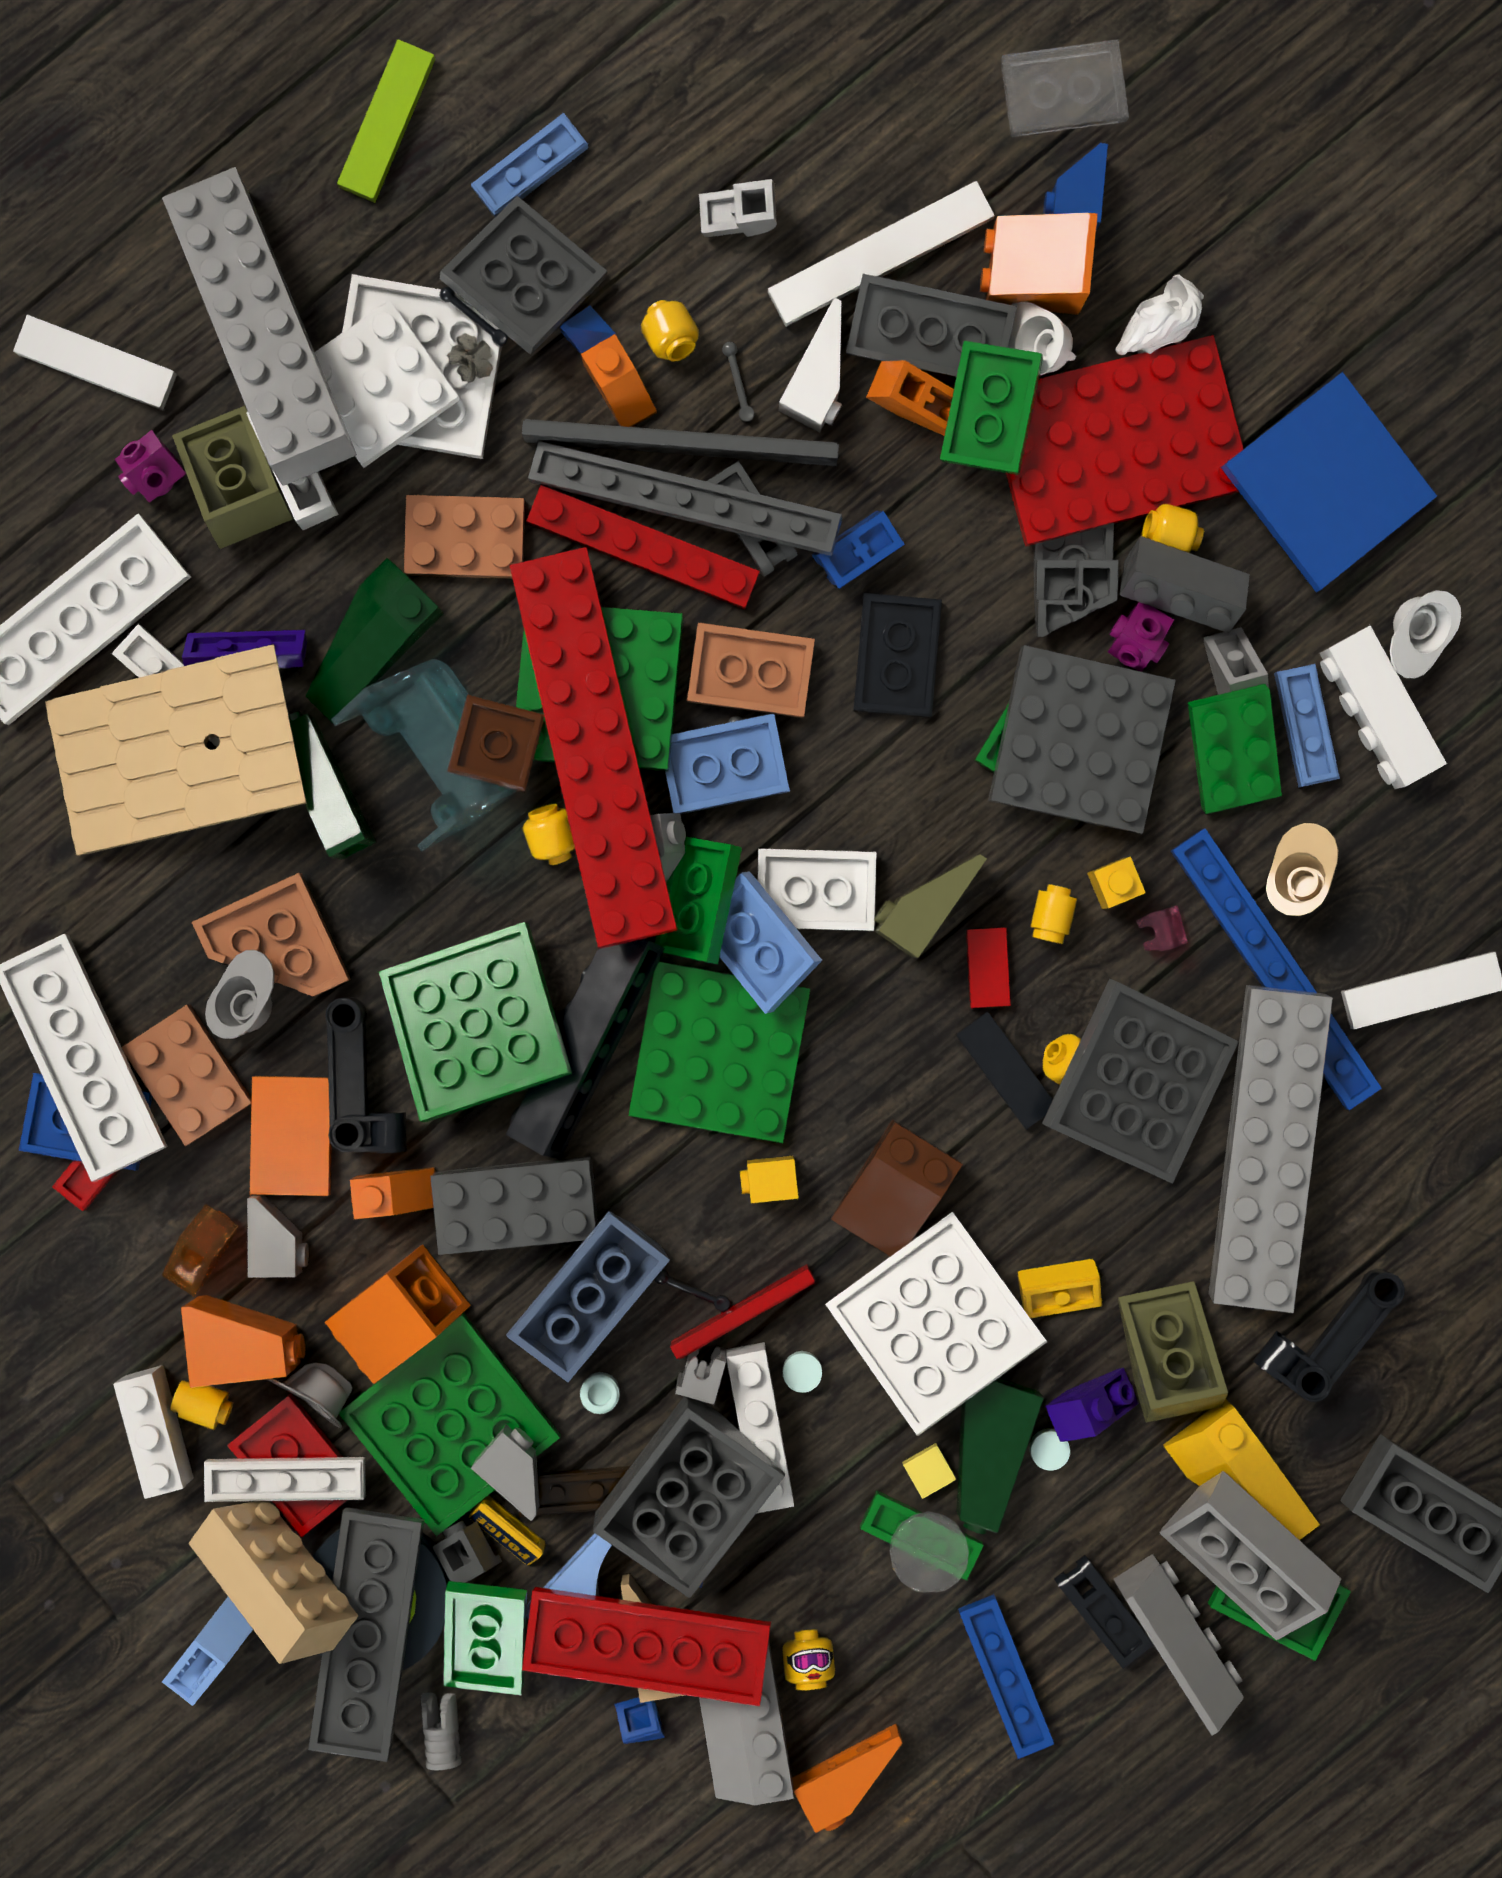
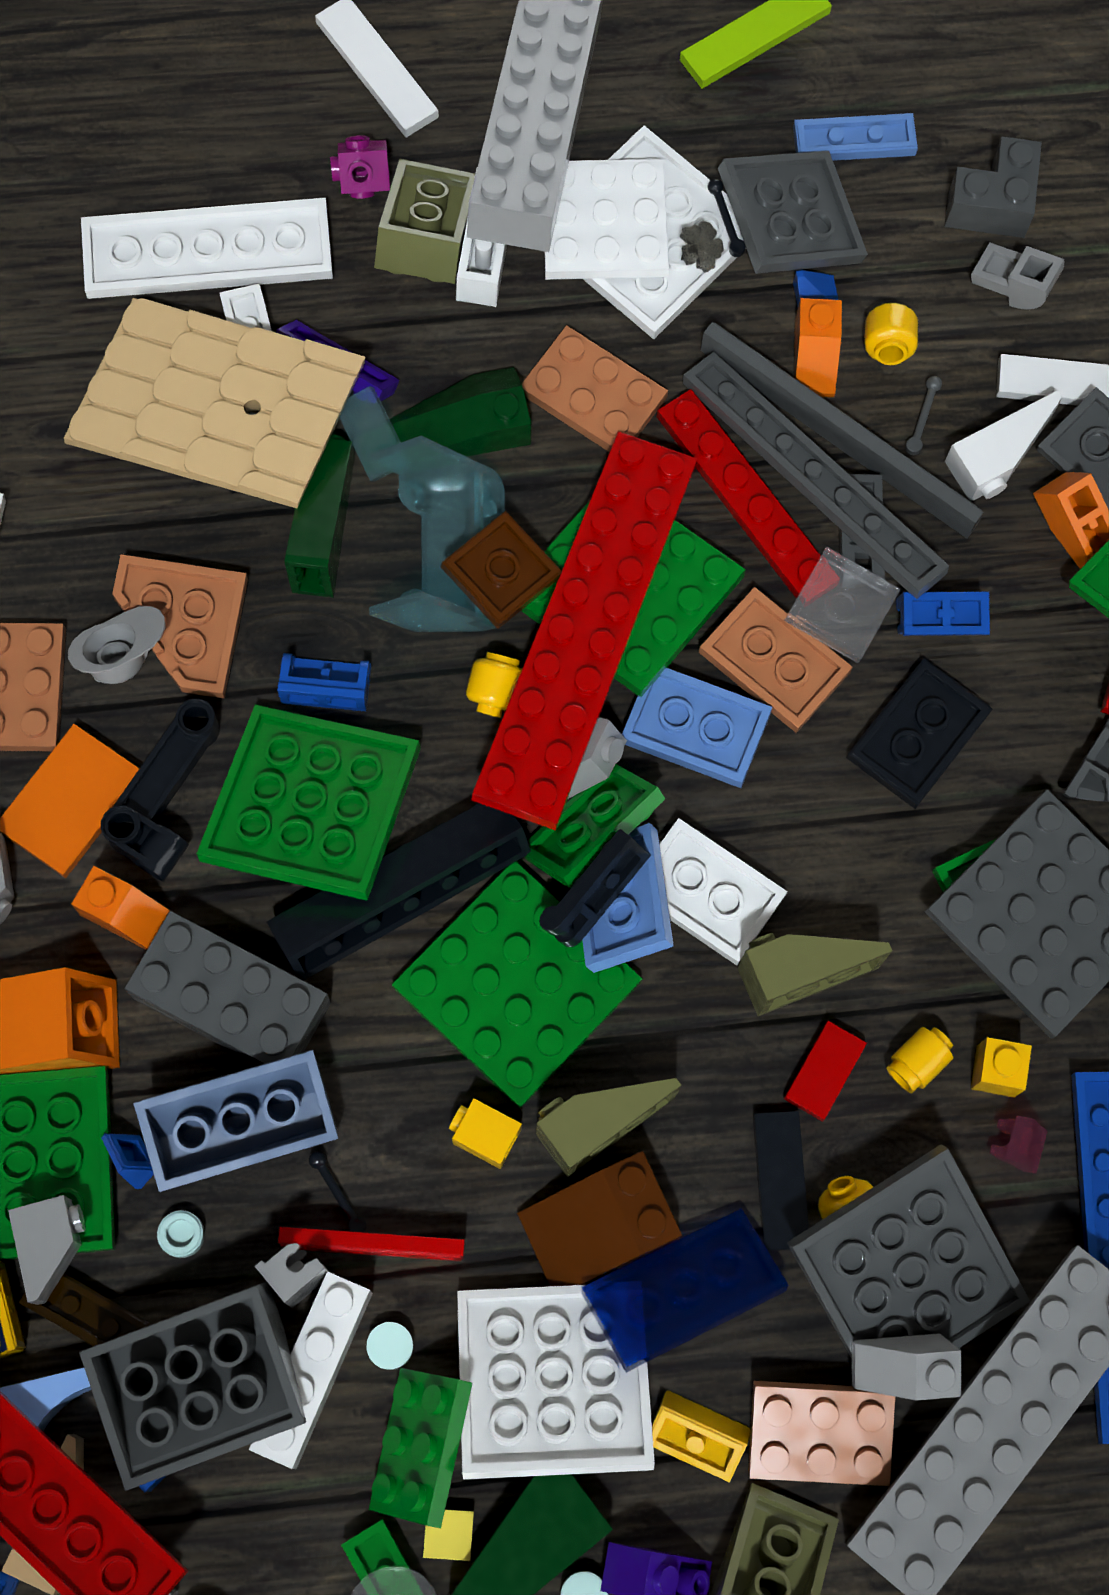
camera: 25 degrees right, 15 degrees down
(315, 692) = (368, 429): none -> clear light blue tile
(418, 916) = (324, 683): none -> blue hinge
(524, 1368) = (129, 1158): none -> blue slope
(687, 146) = (997, 199): none -> dark grey brick
(735, 953) = (594, 890): none -> black plate
(775, 594) = (842, 604): none -> clear tile
(846, 1124) = (594, 1121): none -> olive slope
(872, 1430) = (420, 1447): none -> green plate
(987, 1198) = (684, 1289): none -> clear blue tile
(1146, 1232) = (820, 1434): none -> plate
(1181, 1151) = (907, 1367): none -> light grey slope

